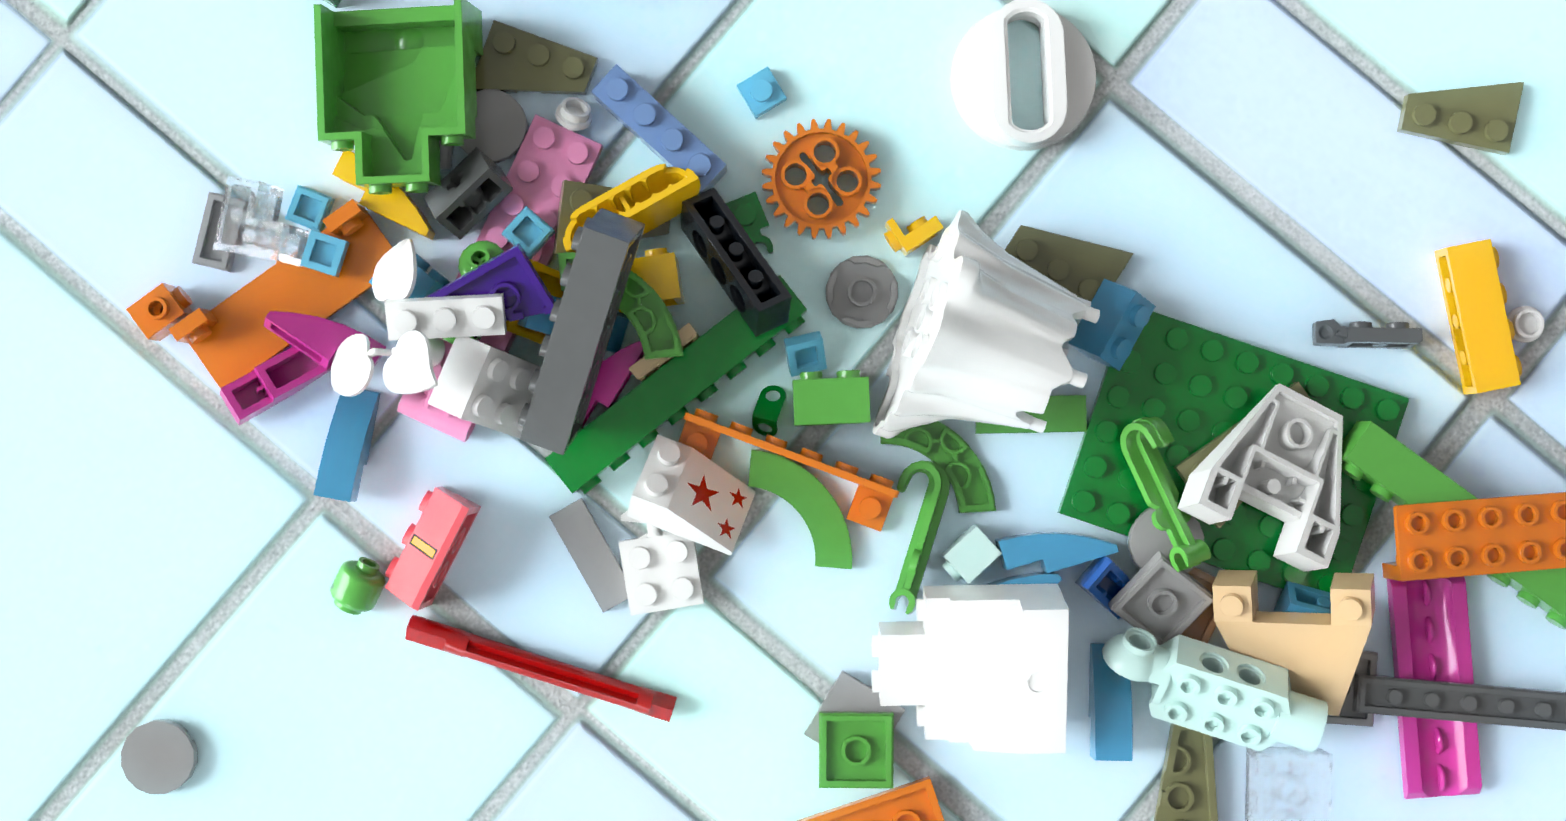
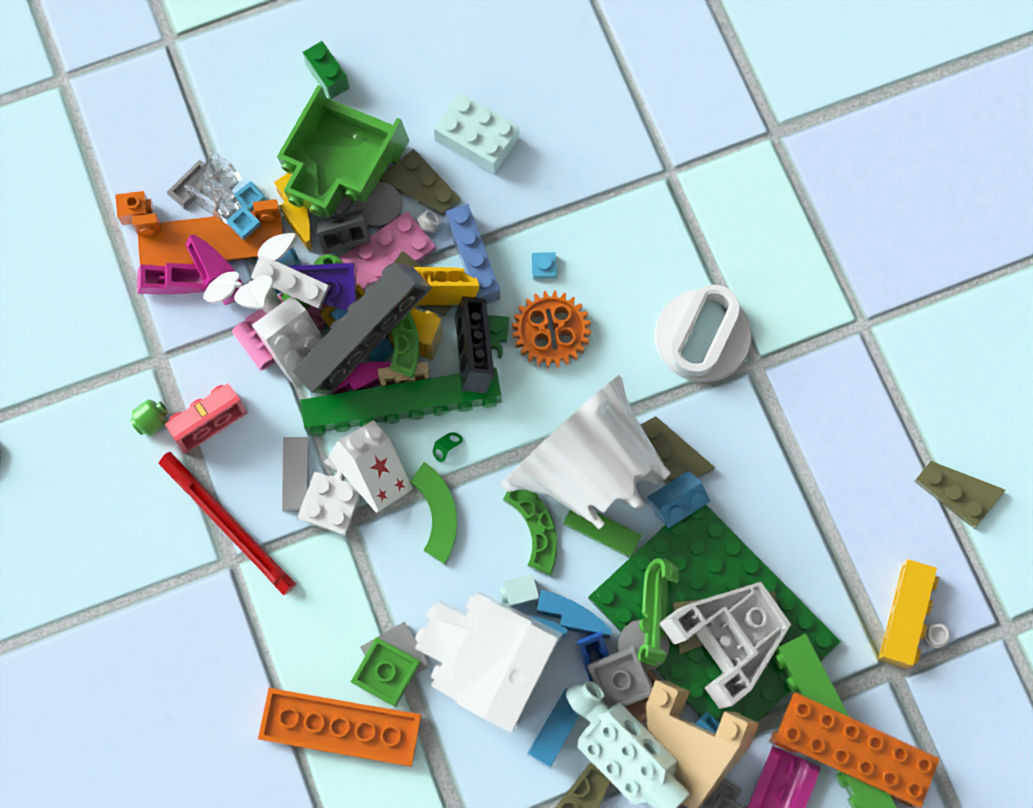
camera: 30 degrees right, 15 degrees down
(347, 447) = (191, 336): dark azure slope -> none
(528, 231) = (366, 269): medium azure tile -> none
(805, 353) = (486, 422): medium azure plate -> none
(831, 399) = (485, 453): bright green brick -> none
(861, 292) = (540, 406): light grey tile -> none
(871, 497) = (483, 525): orange bracket -> none
(919, 233) = (585, 390): yellow bracket -> none
(924, 531) = (500, 562): bright green piece -> none
(1362, 335) = (832, 589): dark grey hinge -> none

